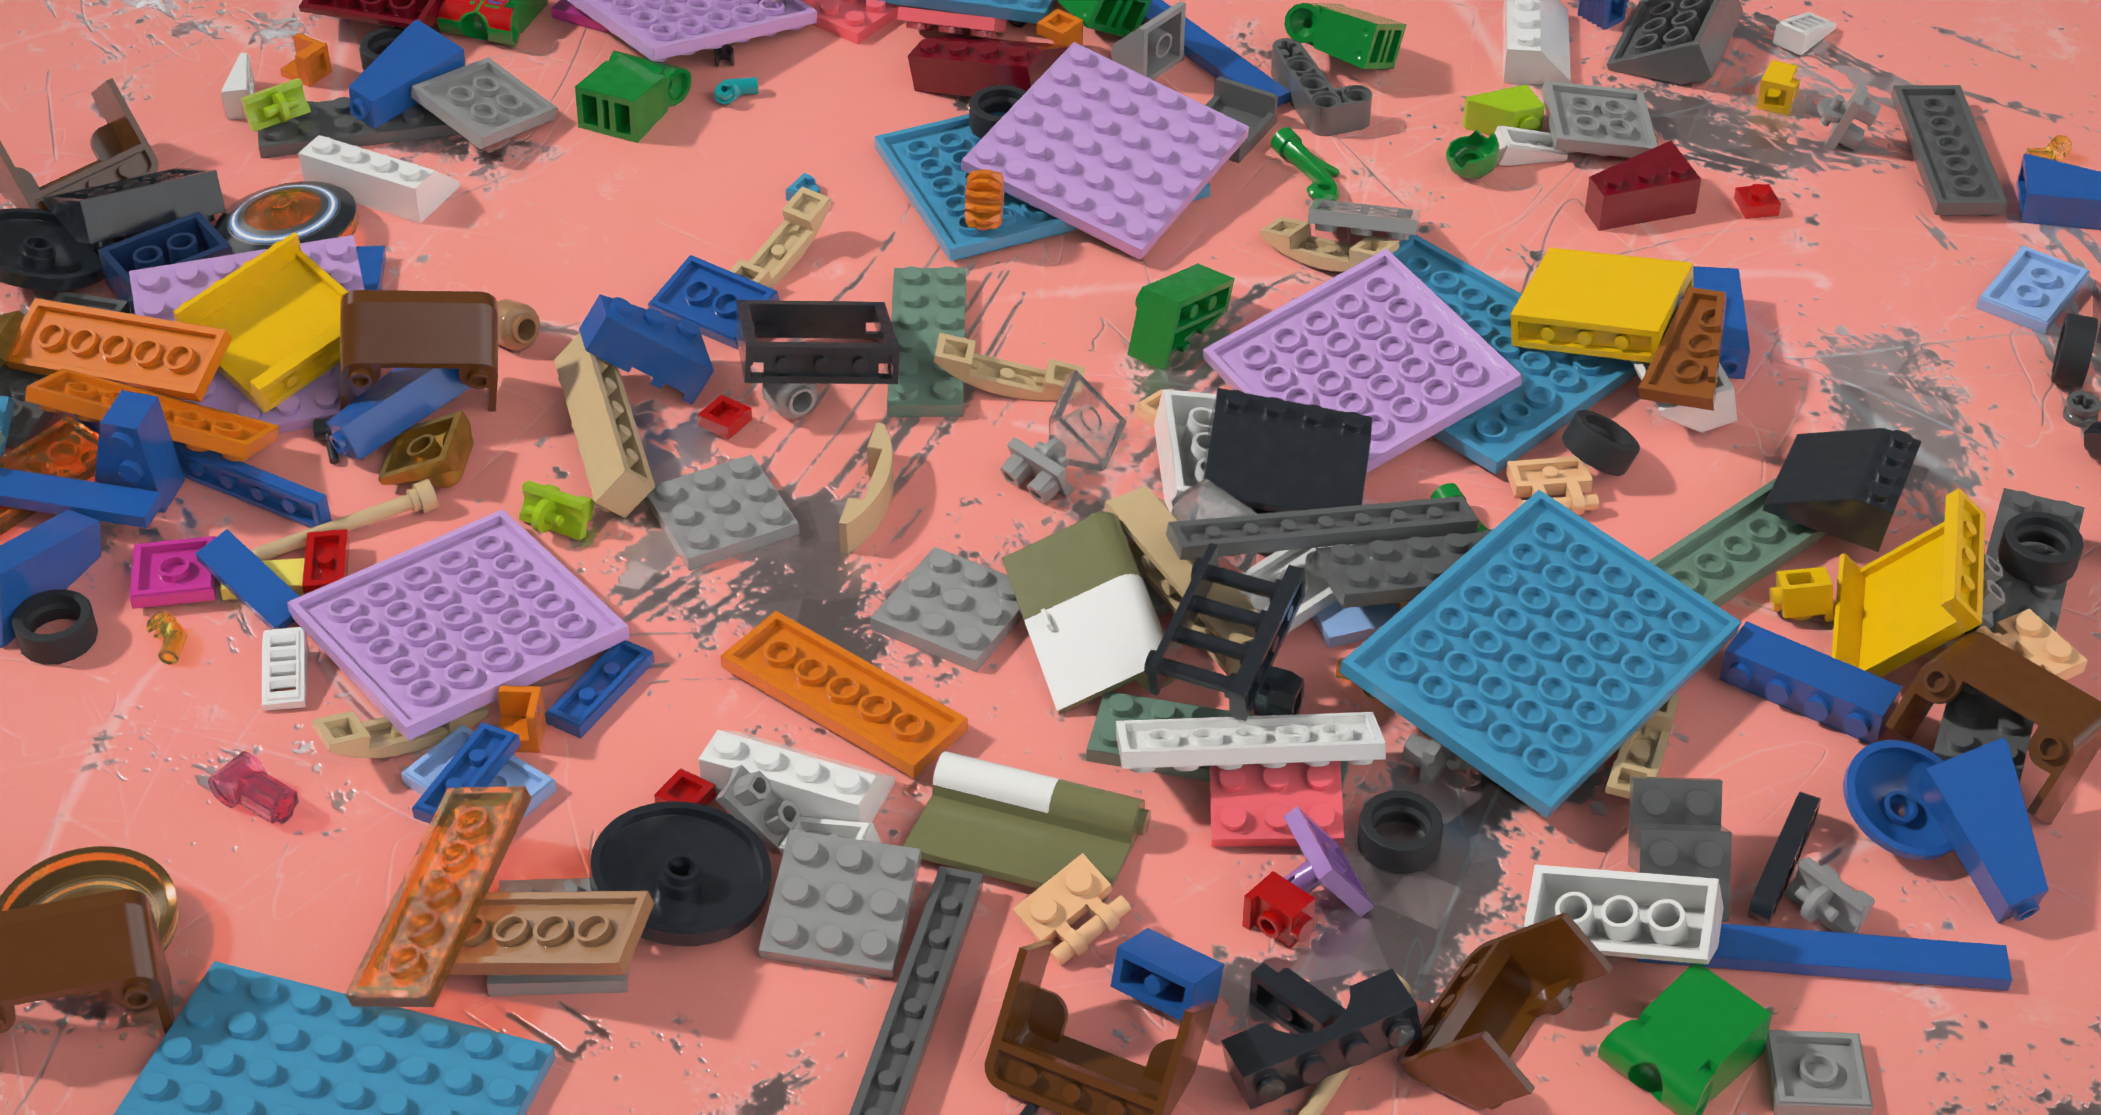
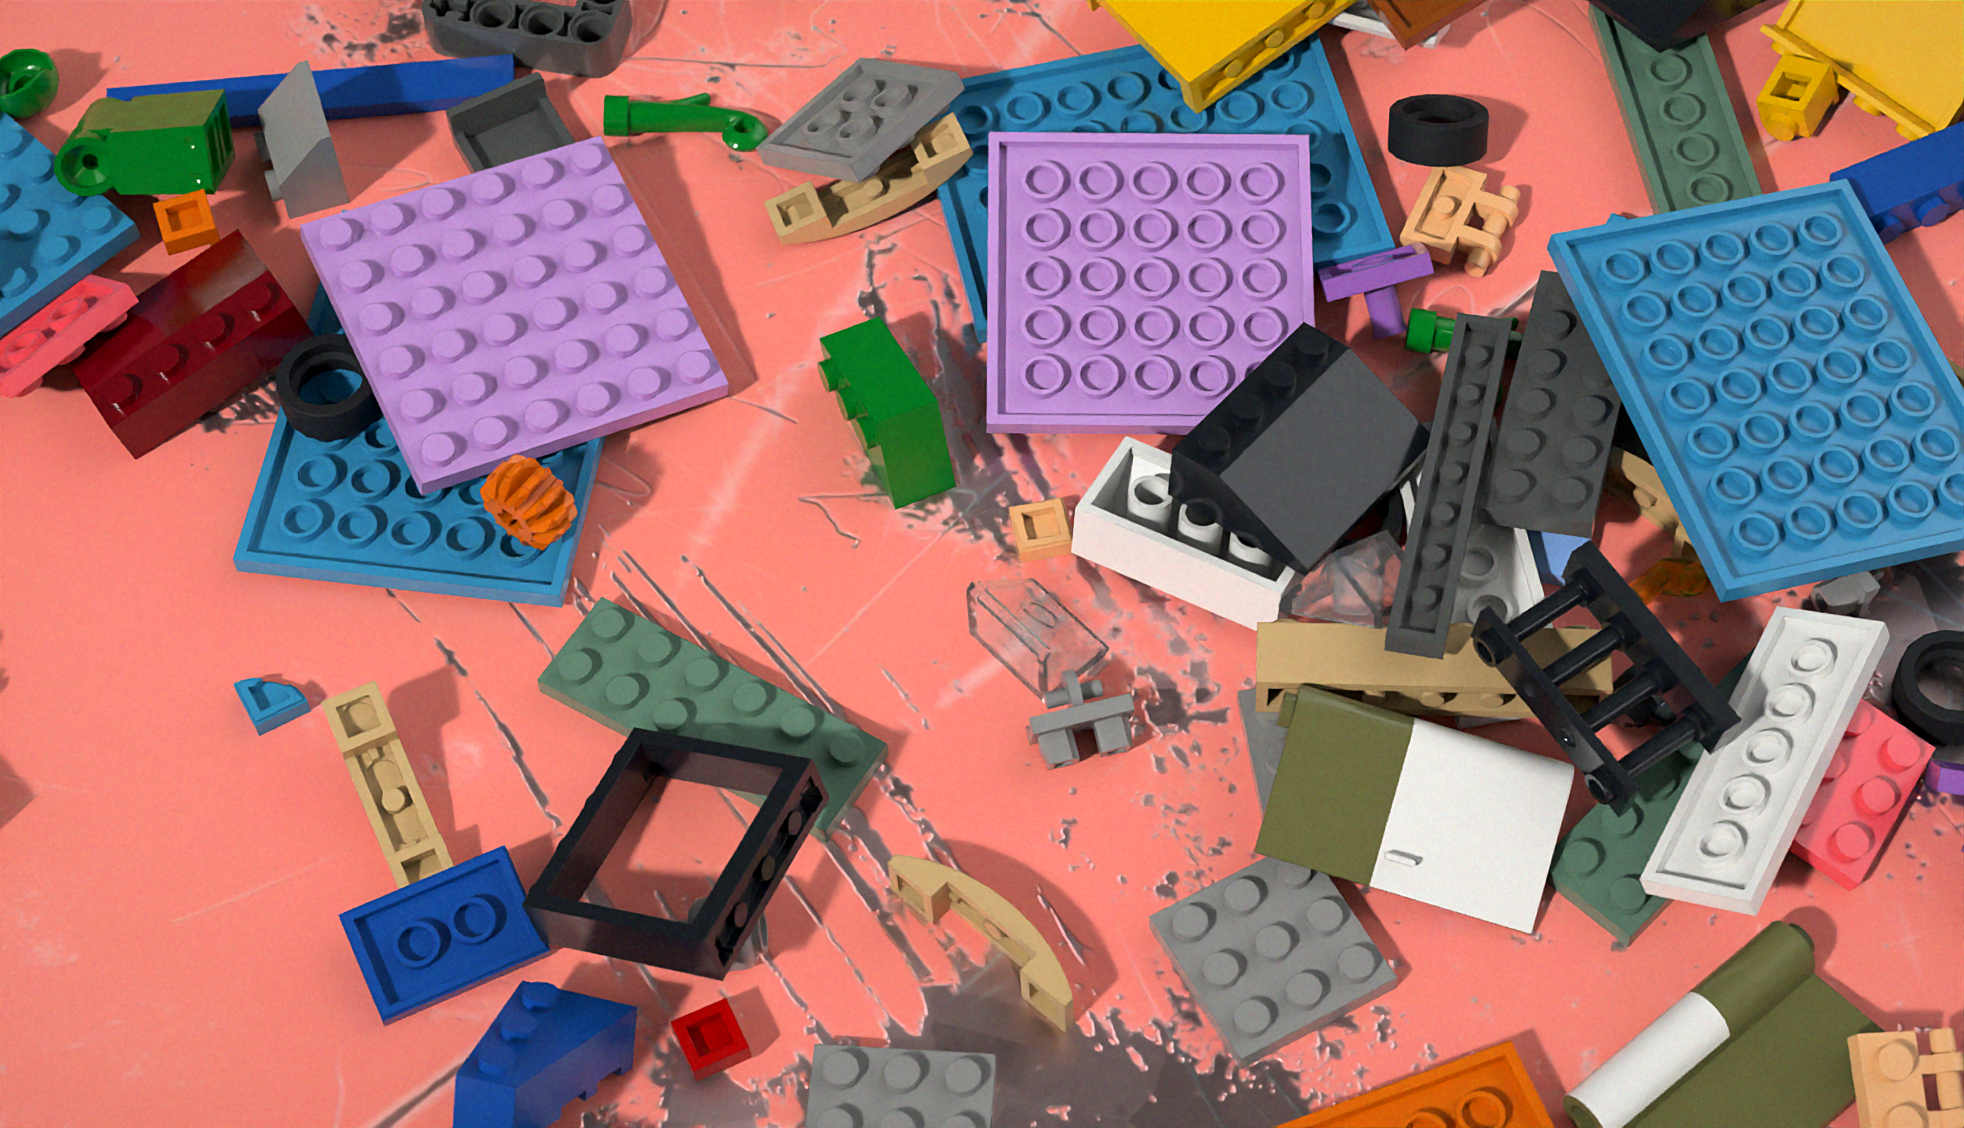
camera: 55 degrees left, 15 degrees up
(999, 375) = (867, 659): tan slope -> none
(1456, 456) = (1377, 278): none -> medium lavender tile

